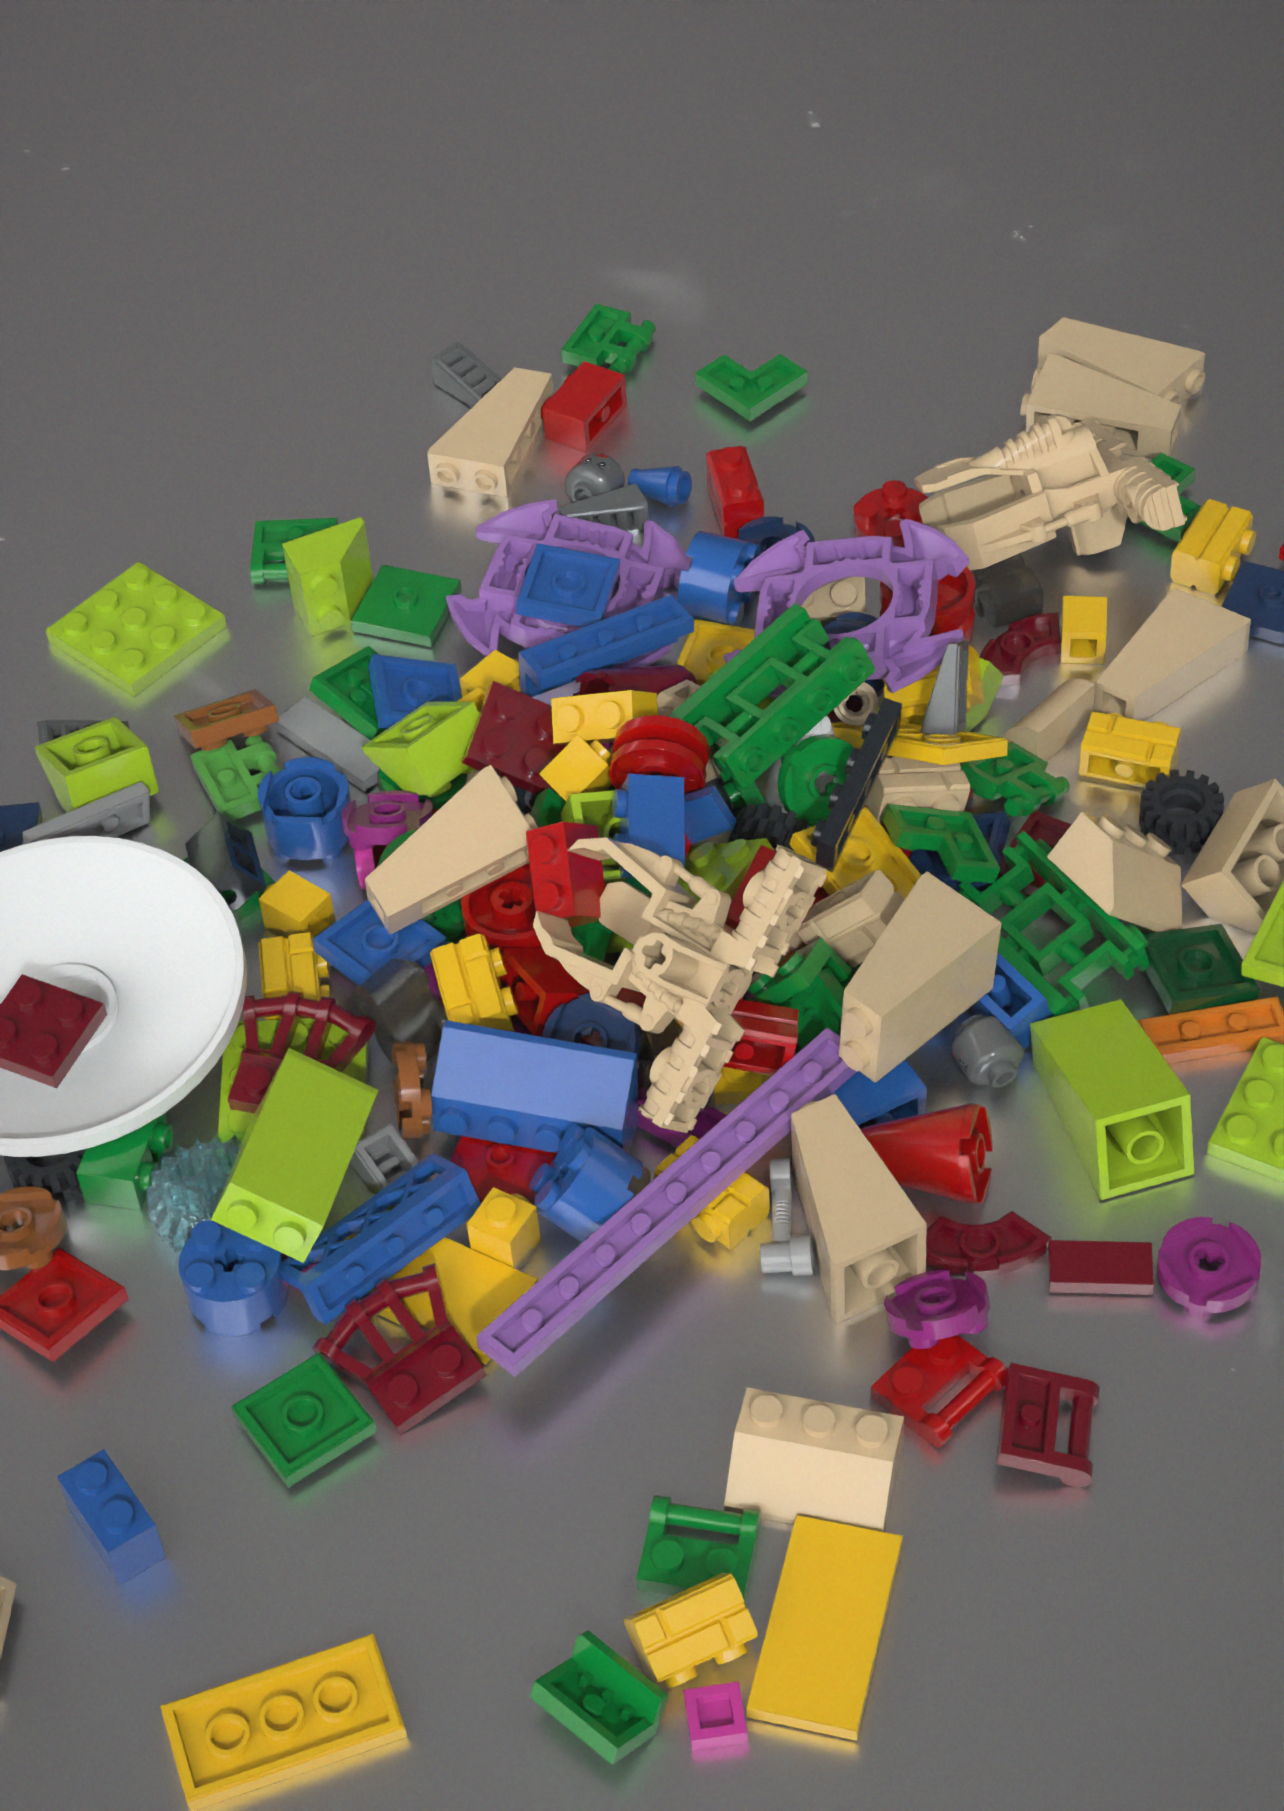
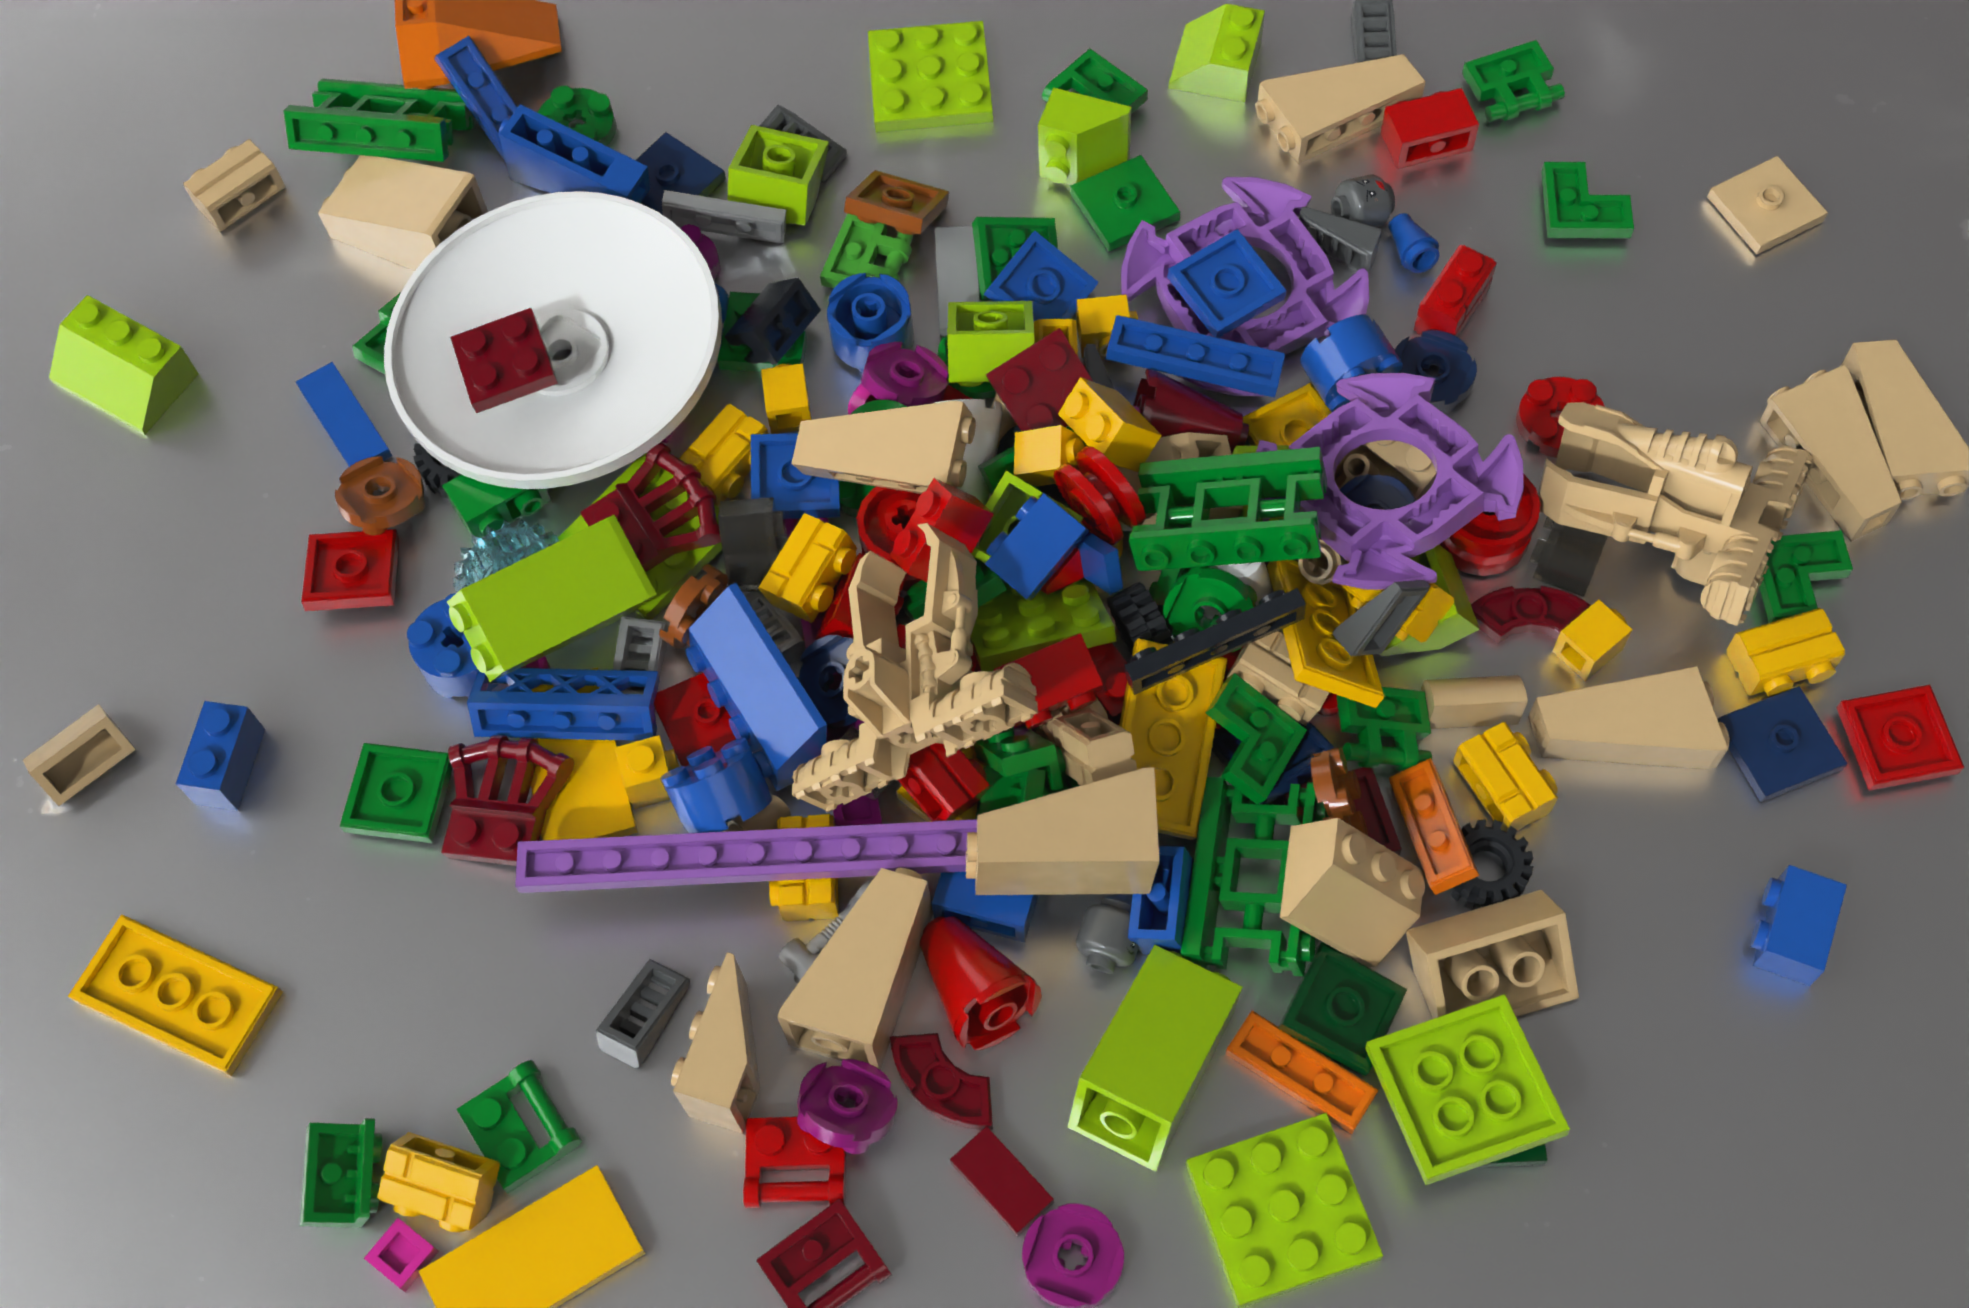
camera: 45 degrees right, 15 degrees up
(363, 460) = (1219, 53): none -> lime slope
(710, 1423) = (628, 1040): none -> dark grey slope
(809, 1338) = (720, 1072): none -> tan slope
(814, 1460) = (644, 1142): tan slope -> none
(875, 304) = (1767, 205): none -> tan plate
(1040, 819) = (1337, 787): none -> dark orange plate
(1140, 808) = (1433, 827): none -> orange tile

